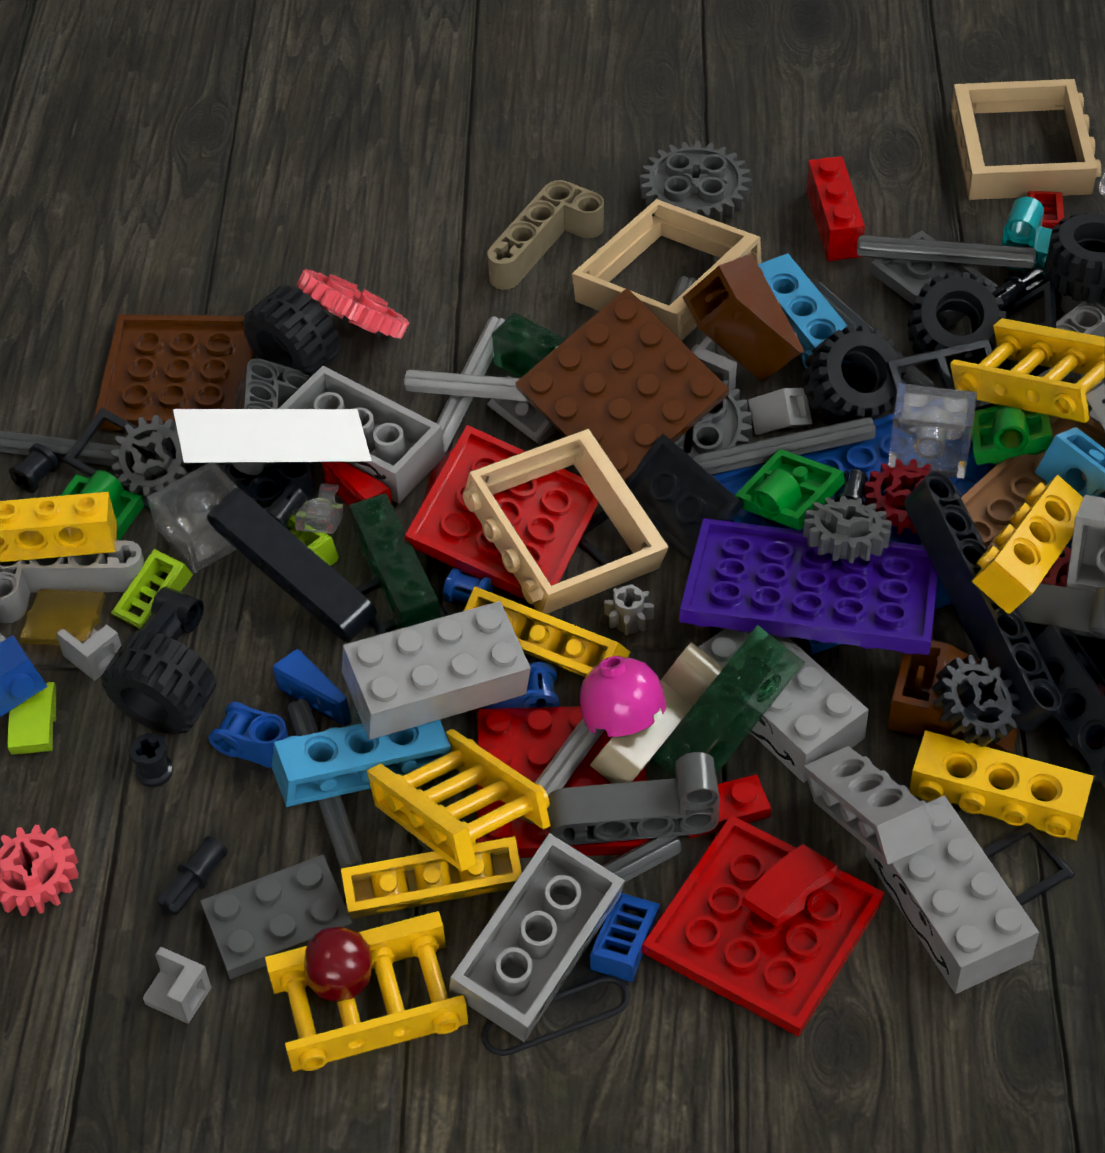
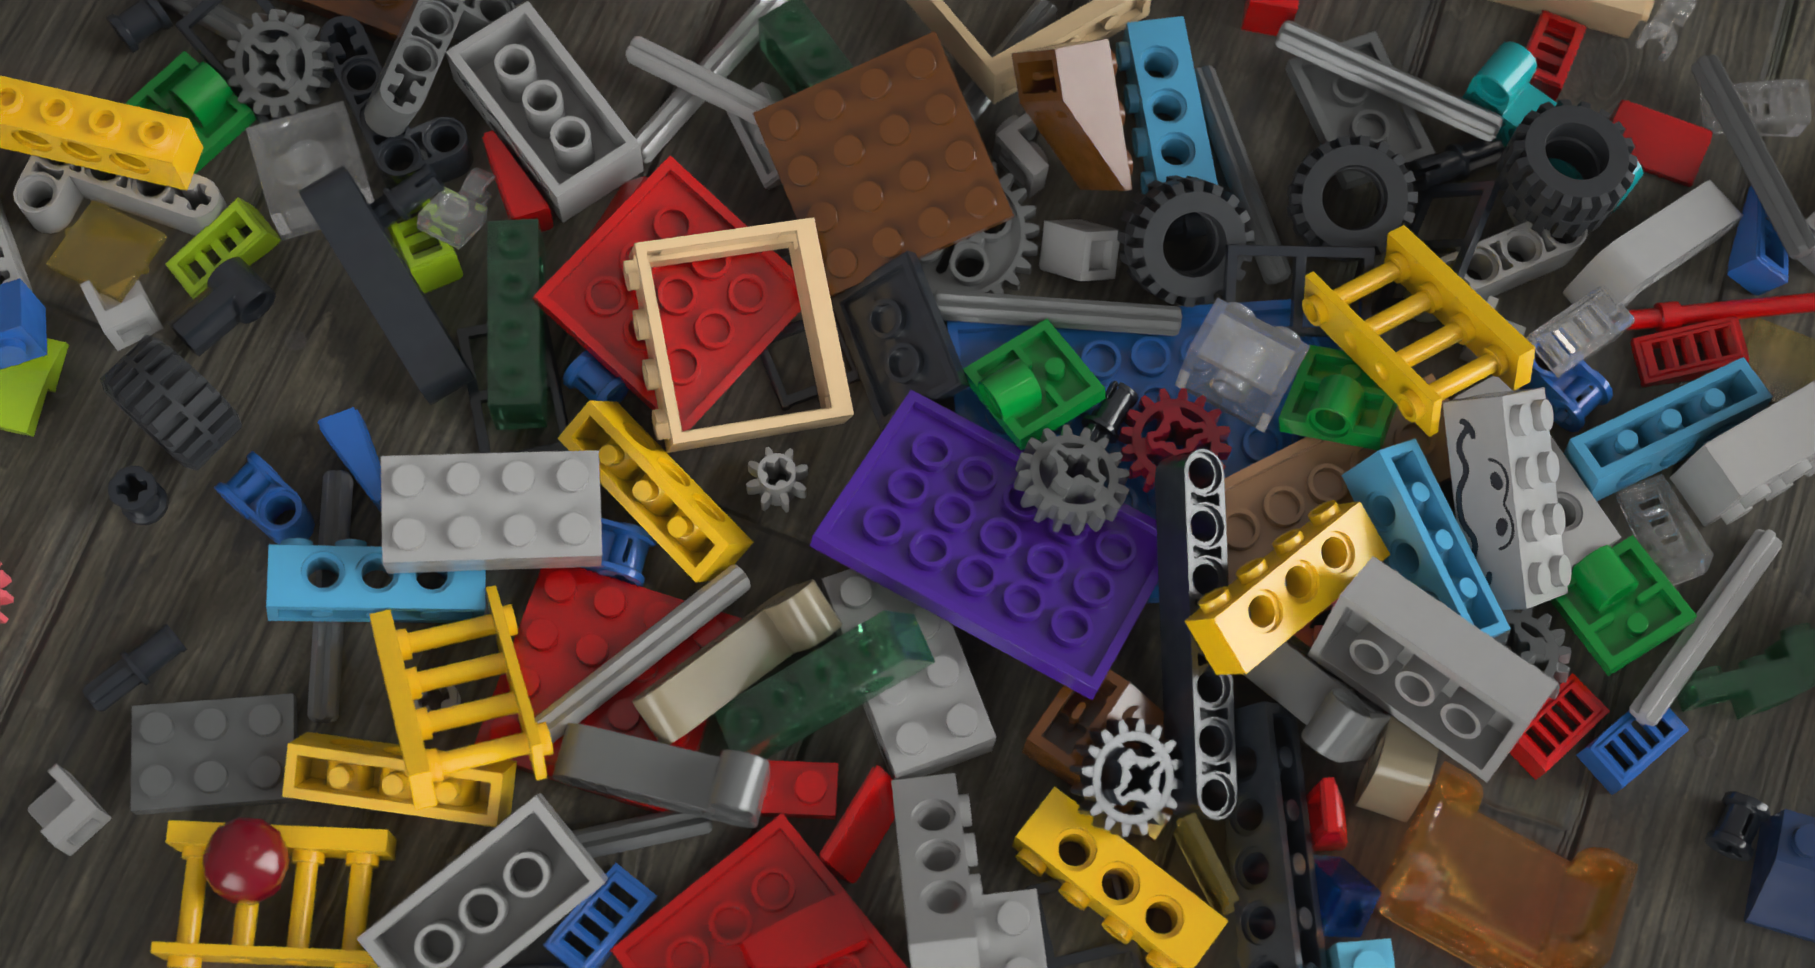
camera: 10 degrees right, 20 degrees up
(271, 435) = (414, 100): white sticker -> none
(621, 696) = (697, 633): dark pink cylinder -> none
(793, 806) = (860, 827): none -> red slope
(1056, 744) = (1205, 864): none -> clear yellow piece

